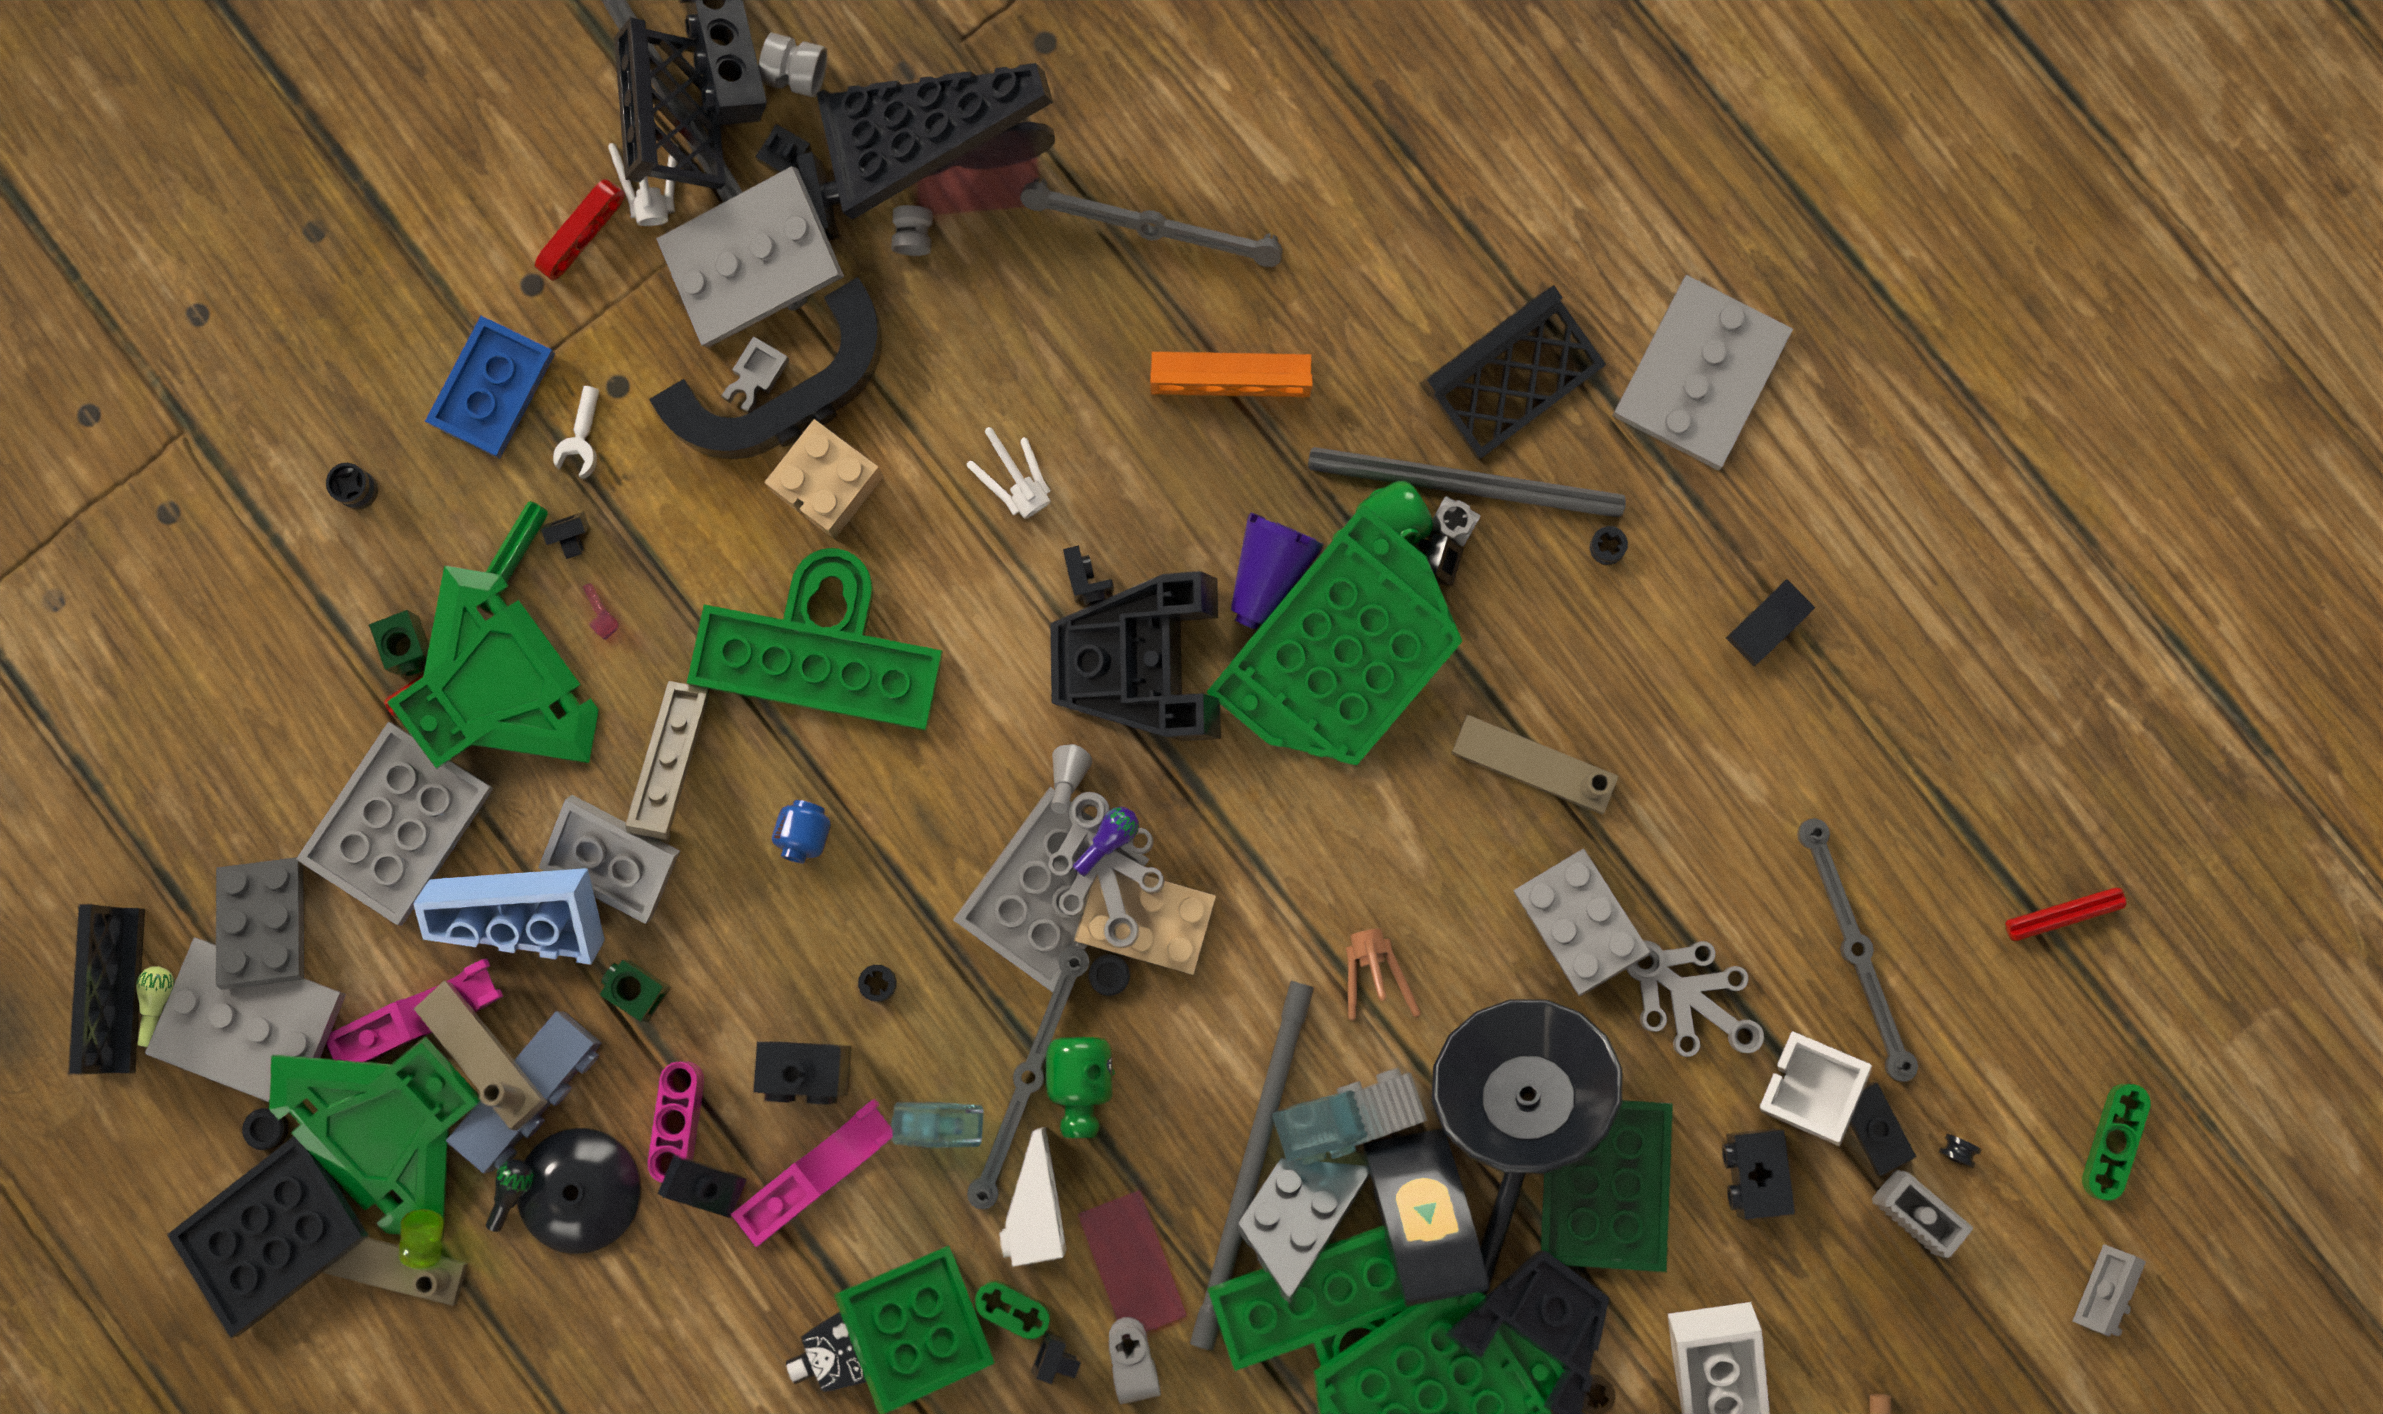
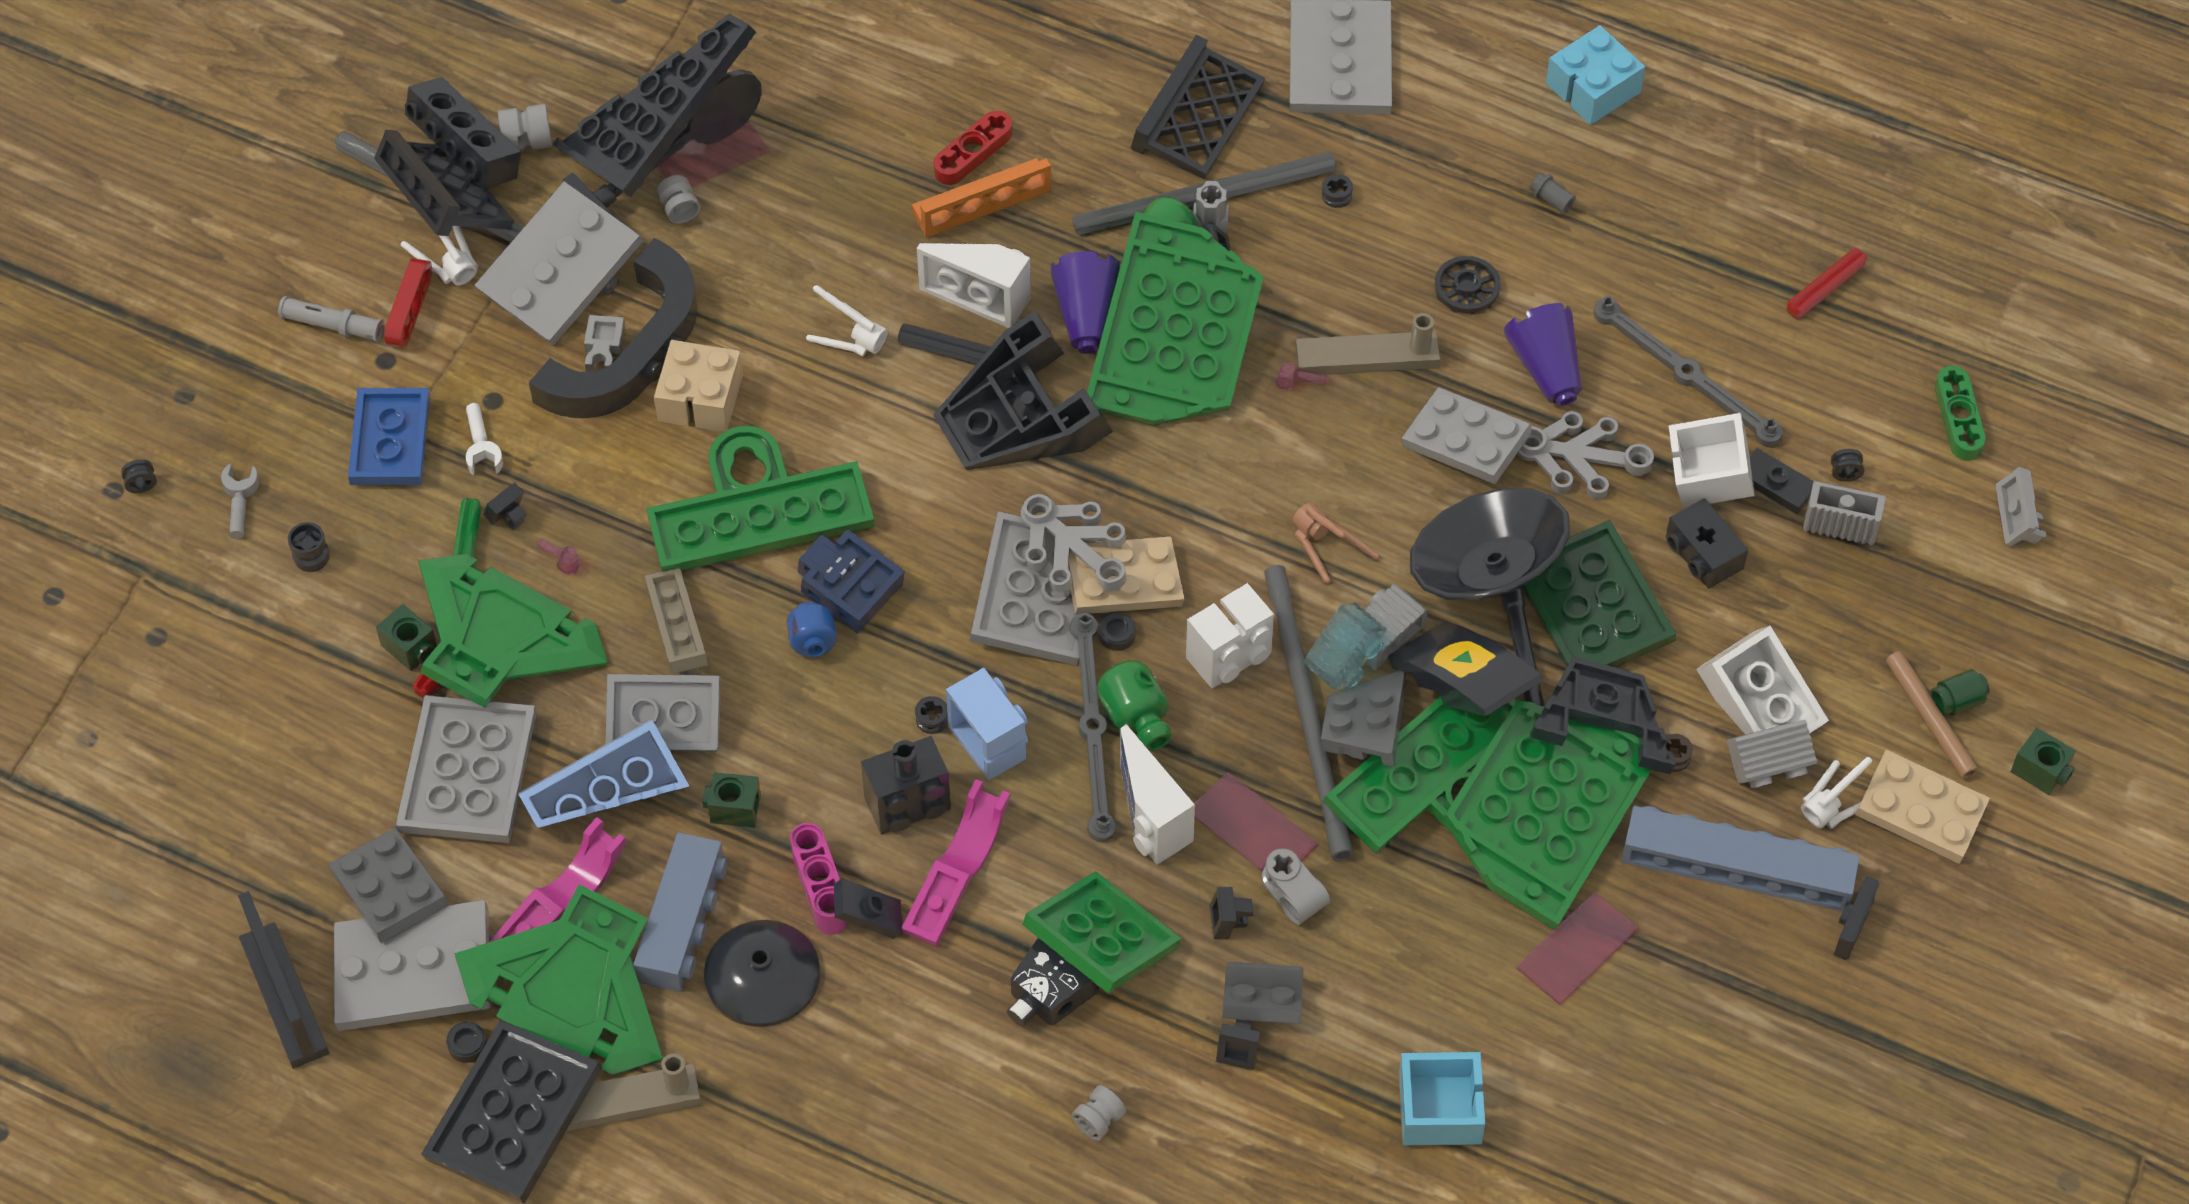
camera: 25 degrees left, 25 degrees down
(153, 991) = (318, 976): yellowish green piece -> none
(222, 316) = (138, 476): none -> black bush
(311, 392) = (239, 491): none -> light grey piece
(421, 1239) = (646, 1051): clear neon green wheel -> none
(480, 1056) = (652, 894): dark tan piece -> none
(507, 222) = (345, 321): none -> light grey pin
(511, 1183) = (705, 976): black piece -> none
(782, 149) = (541, 189): black tile -> none
(866, 787) = (849, 578): none -> dark blue piece
(917, 1036) = (987, 723): none -> light blue piece
(937, 1124) = (1038, 774): clear light blue brick -> none
(1008, 1319) = (1174, 897): green beam -> none
(1069, 768) = (1004, 496): light grey cone -> none
(1080, 571) = (939, 369): black bracket -> none
(1103, 544) = (941, 343): none -> black axle
(1115, 830) = (1067, 506): dark purple piece -> none
(1174, 494) = (977, 278): none -> white slope
(1209, 1056) = (1223, 649): none -> white piece
(1264, 251) = (765, 139): dark grey piece -> none
(1282, 304) = (975, 134): none -> red beam
(1439, 753) = (1290, 373): none -> clear pink hand
(1684, 729) = (1467, 284): none -> black wheel
(1719, 869) = (1548, 351): none -> dark purple cone
(1770, 622) = (1489, 188): black slope -> none
(1834, 661) = (1552, 192): none -> dark grey pin
(1968, 535) = (1603, 74): none -> medium azure piece

